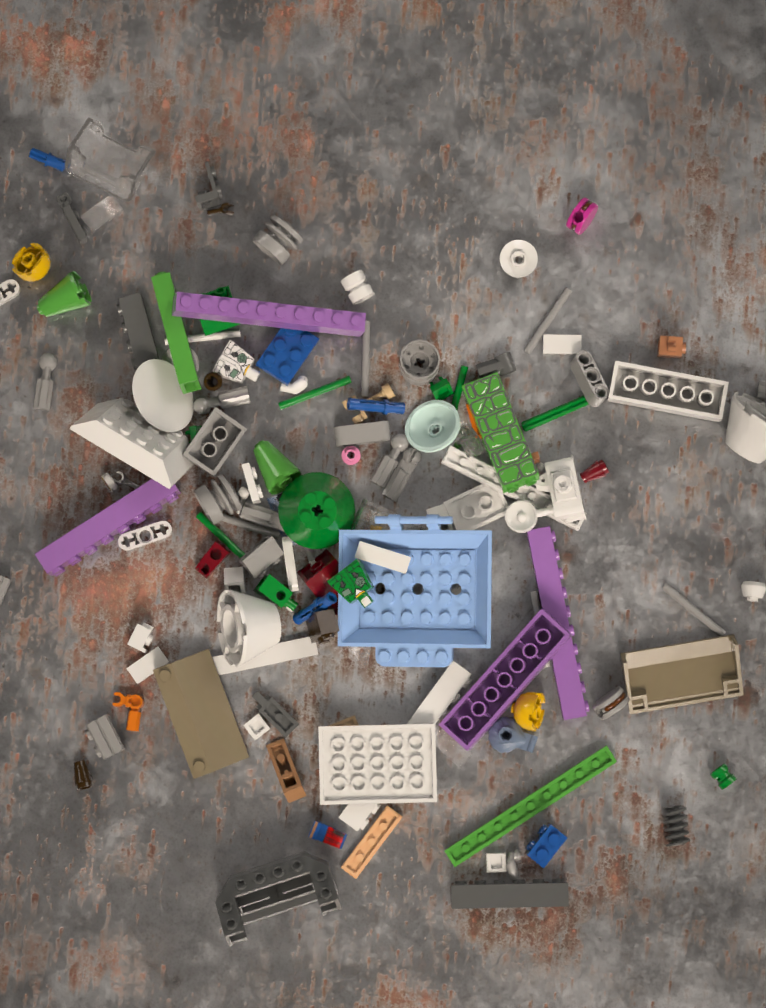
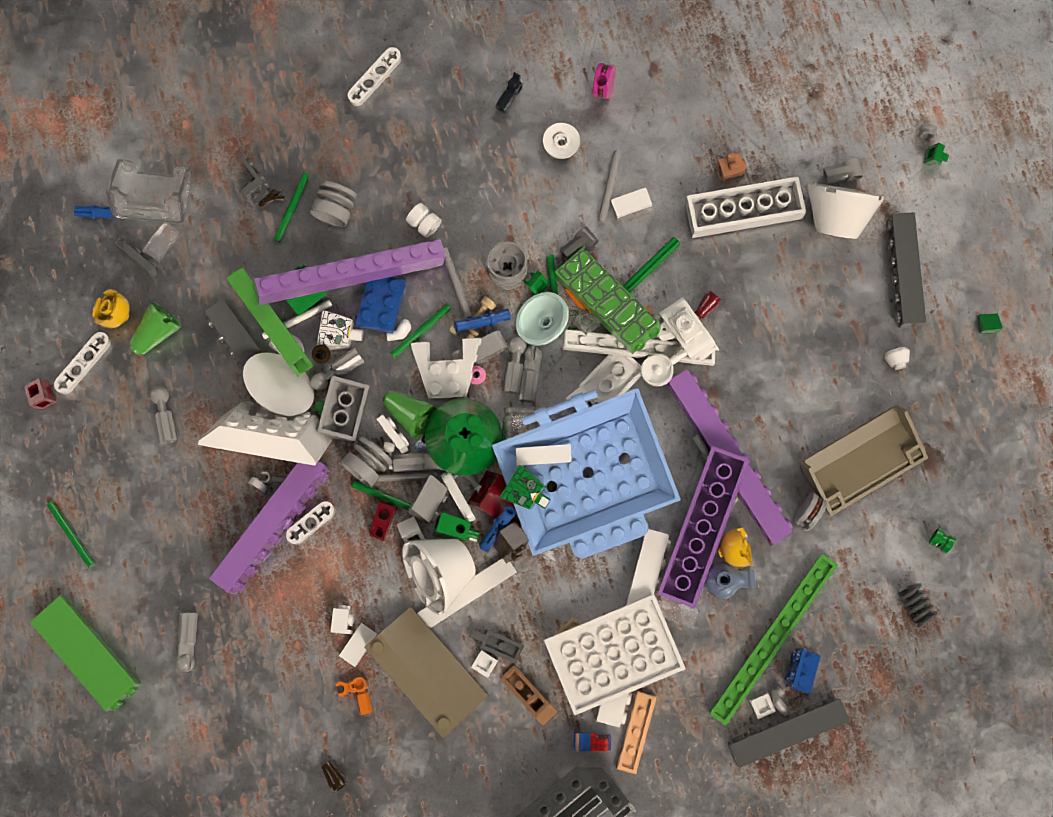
camera: 20 degrees left, 5 degrees down
(105, 737) = (342, 730): light grey brick -> none
(236, 226) = (291, 207): none -> green bar
(321, 447) = (446, 377): none -> white wing
(362, 123) = (377, 78): none -> white beam
(484, 195) = (508, 96): none -> black bar
(589, 387) = (669, 222): light grey beam -> none
(692, 609) = (849, 397): light grey bar -> none

